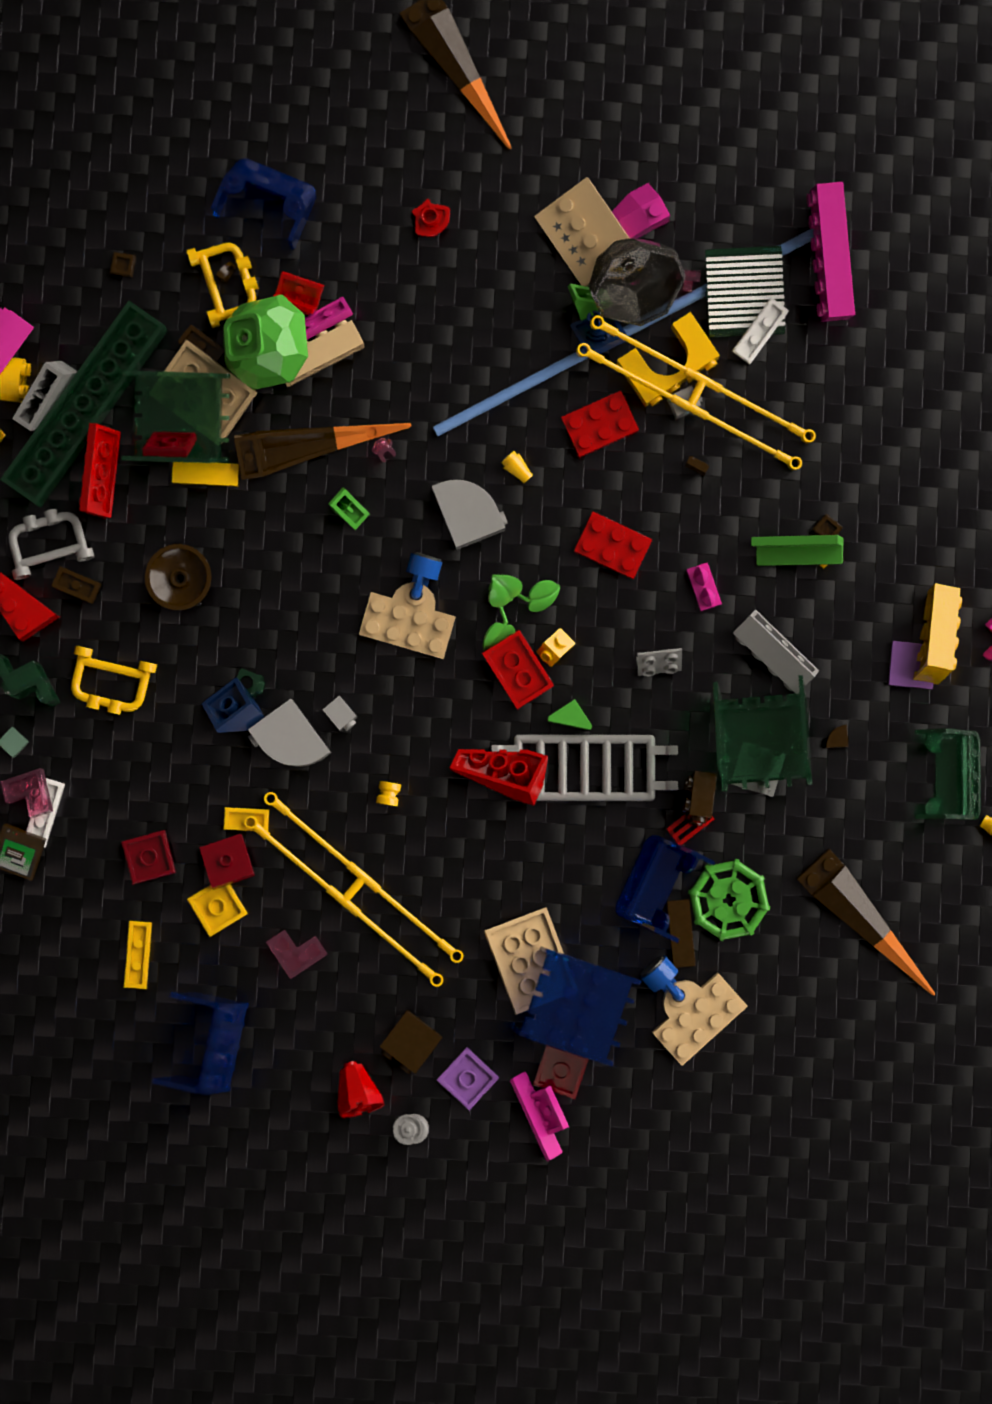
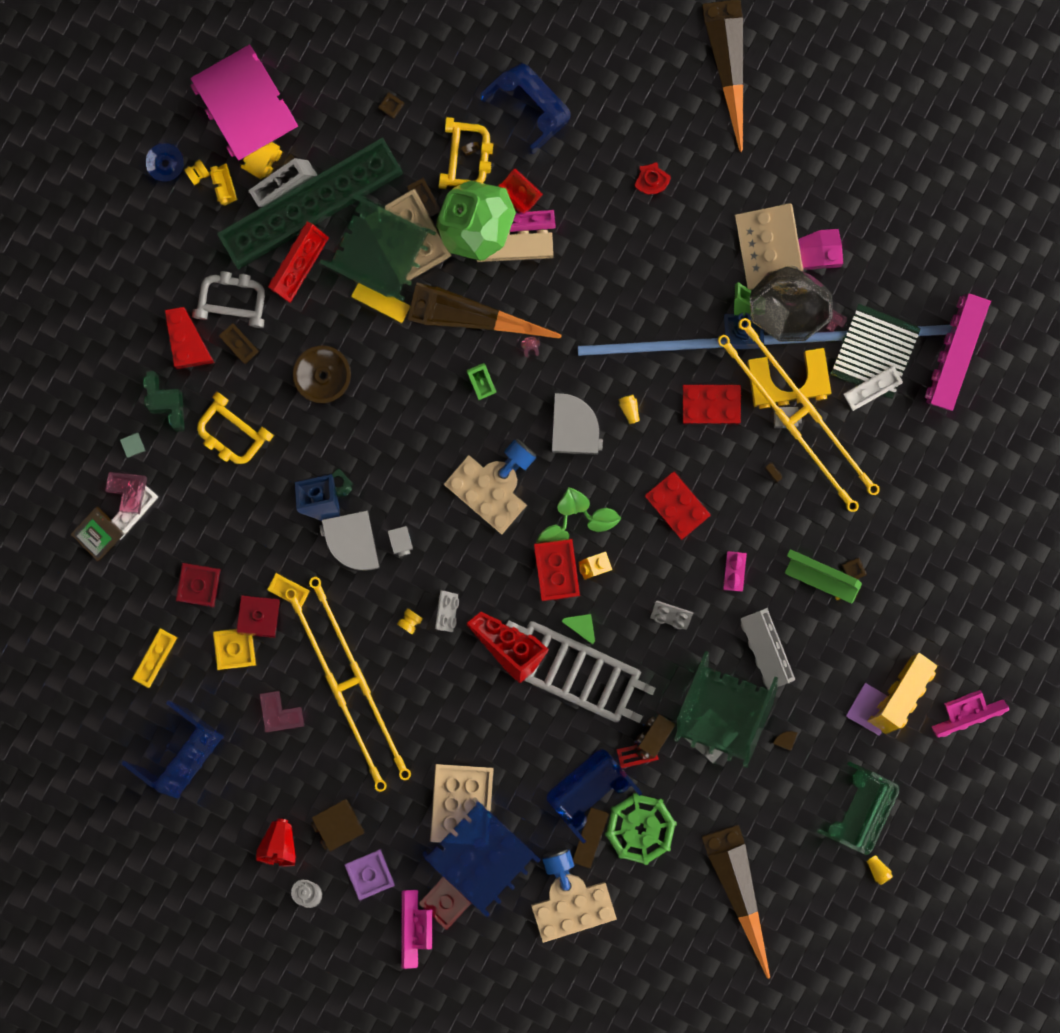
camera: 25 degrees right, 0 degrees up
(169, 444) = (363, 266): dark red plate -> none
(420, 758) = (446, 611): none -> light grey hinge

